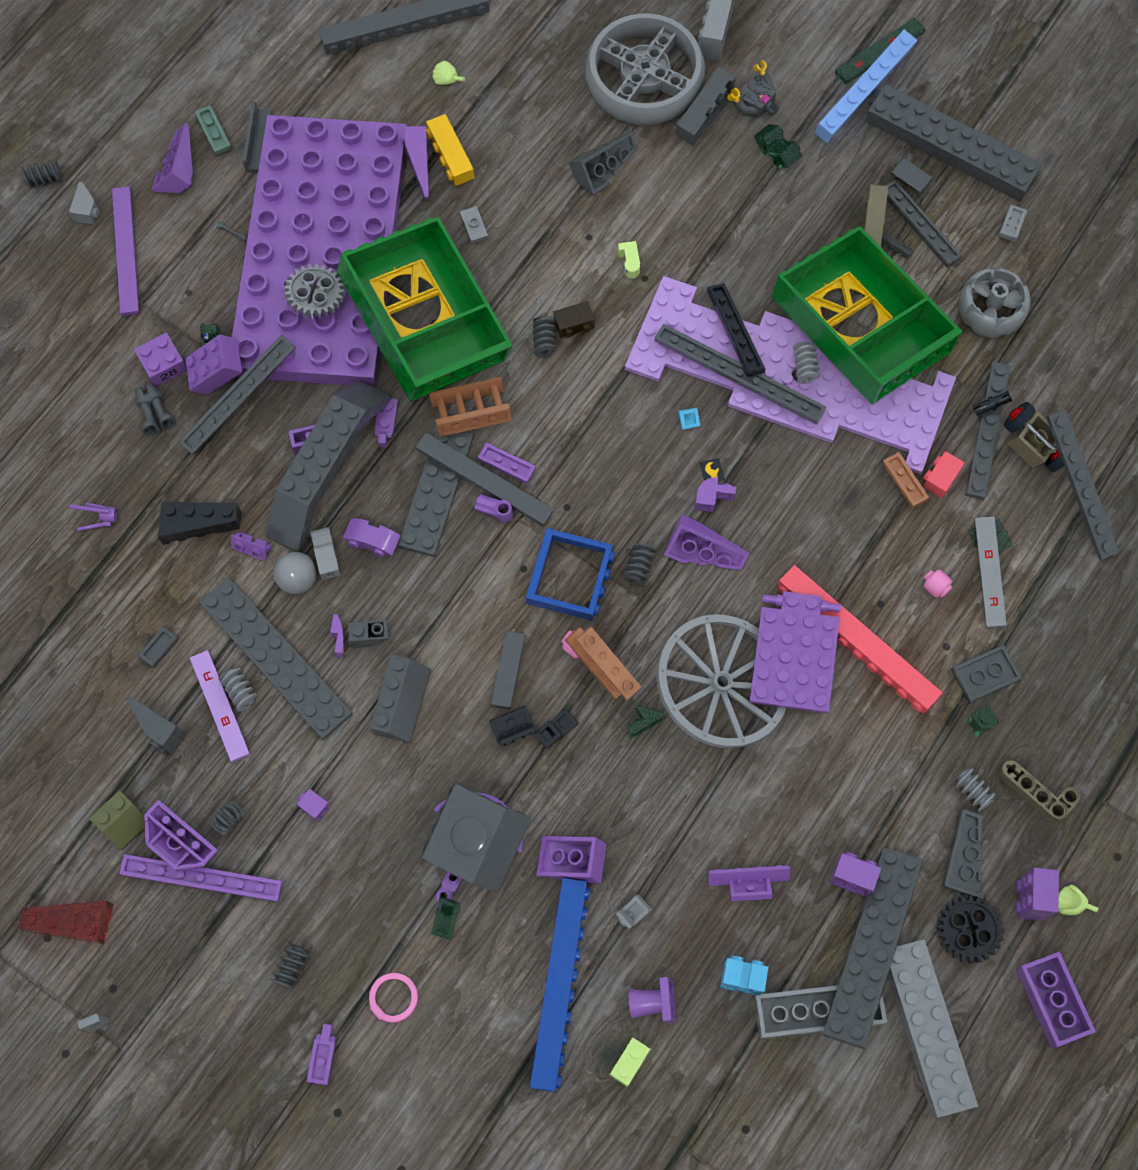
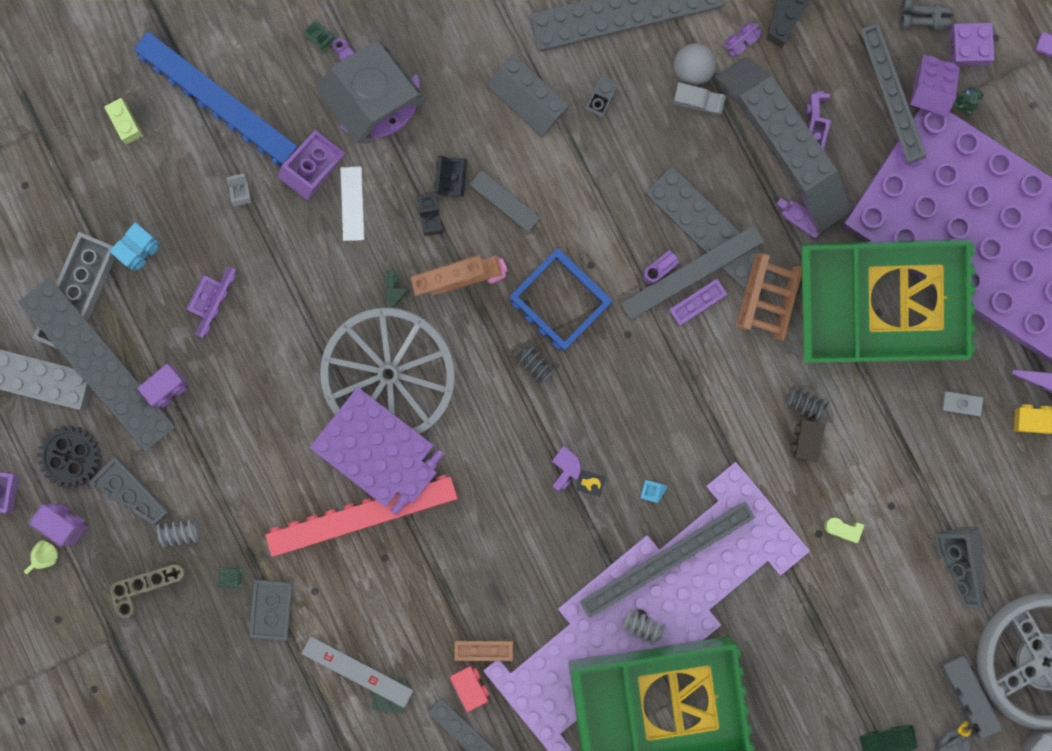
camera: 115 degrees right, 15 degrees up
(279, 457) = (813, 107): none -> medium lavender bracket
(298, 286) = (970, 195): light grey gear -> none
(338, 633) = (619, 74): medium lavender slope -> none
(379, 540) = (690, 145): medium lavender brick -> none
(585, 804) = (352, 203): none -> white sticker
(654, 1001) = (155, 169): medium lavender plant -> none
(699, 544) = (528, 428): medium lavender wedge -> none
(736, 330) = (713, 582): black tile -> none
(937, 583) = (371, 617): bright pink head -> none

